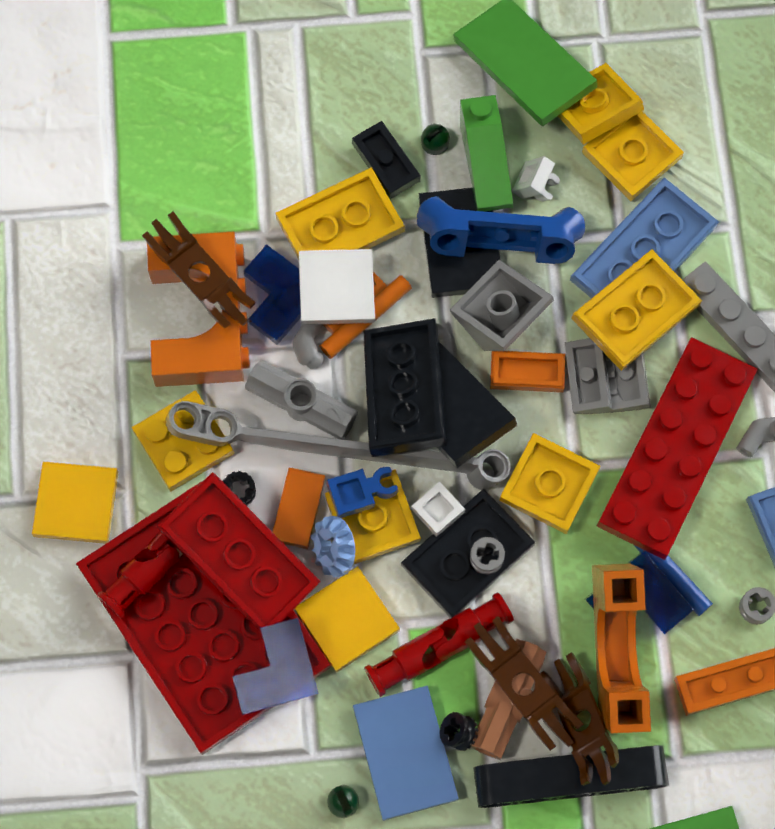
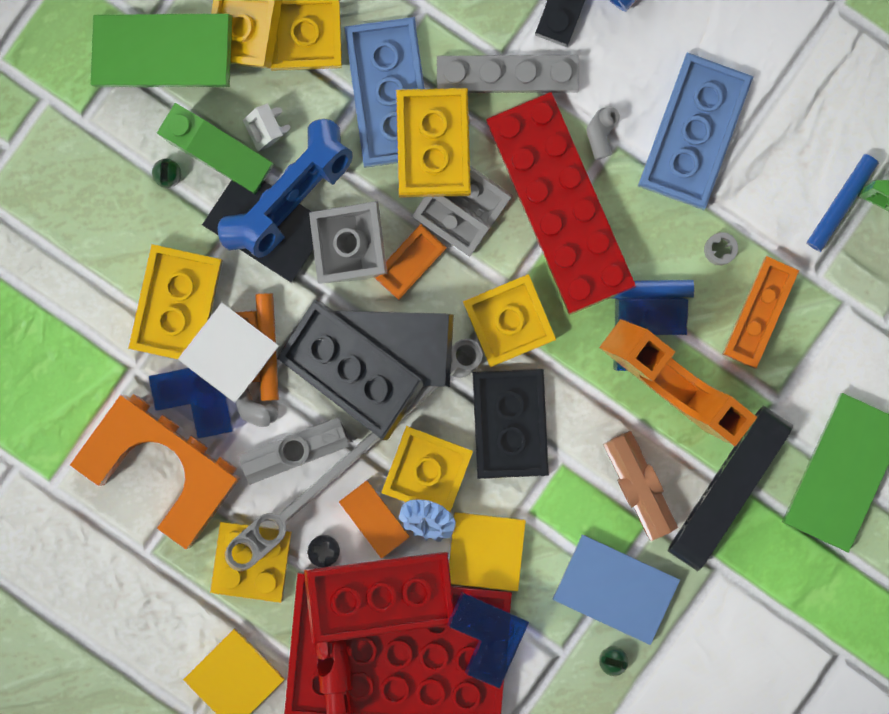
camera: 45 degrees left, 15 degrees up
(186, 255) = (113, 450): reddish brown piece -> none
(355, 493) = (401, 473): blue plate -> none
(386, 158) = (153, 226): black plate -> none
(410, 658) = (559, 509): red piece -> none
(438, 509) = (462, 420): white tile -> none
(449, 731) = (640, 536): black bush -> none
(480, 546) = (515, 411): light grey bush -> none
(532, 706) = (663, 475): reddish brown piece -> none
(589, 741) = (680, 446): reddish brown piece -> none

